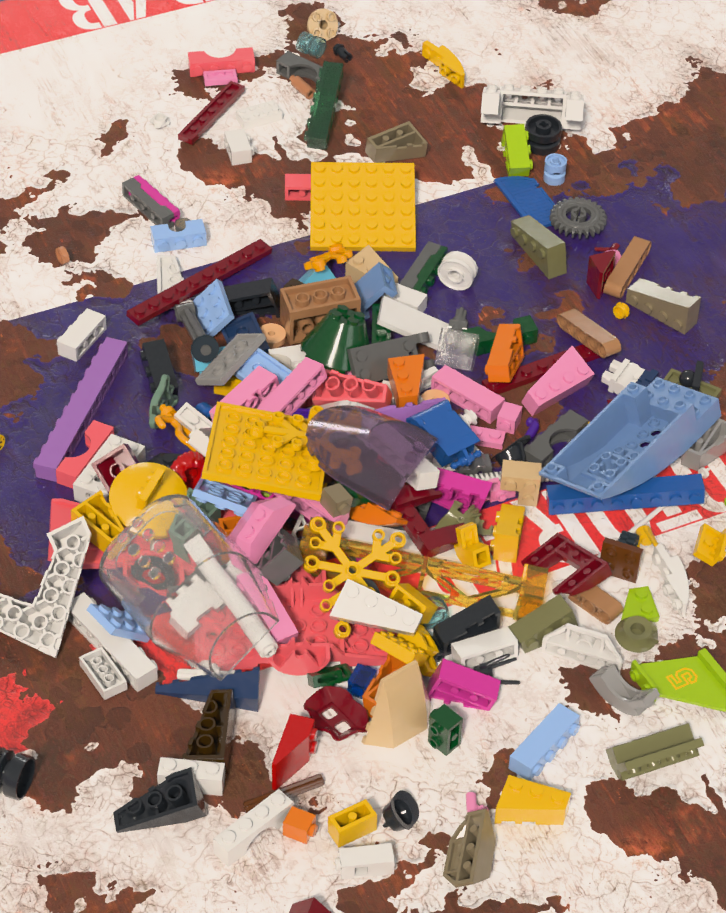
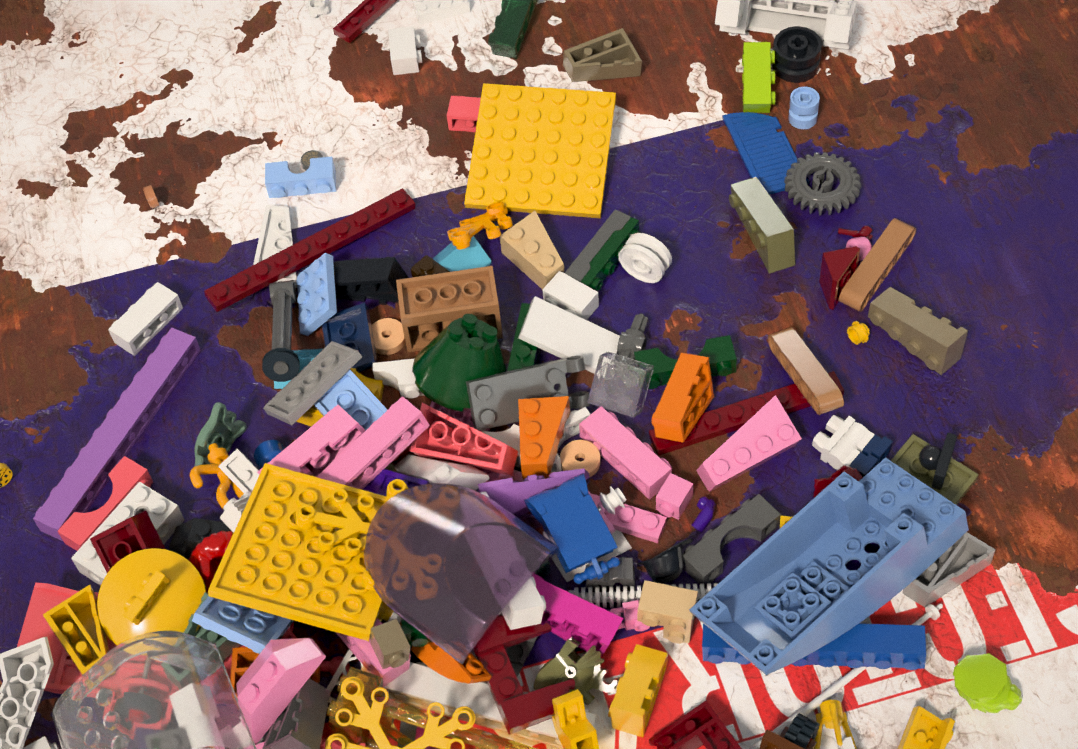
camera: 15 degrees right, 10 degrees up
(150, 201) = (277, 125): dark grey piece -> none
(156, 363) = (226, 378): black wedge -> none
(374, 285) = (524, 278): medium blue panel -> none

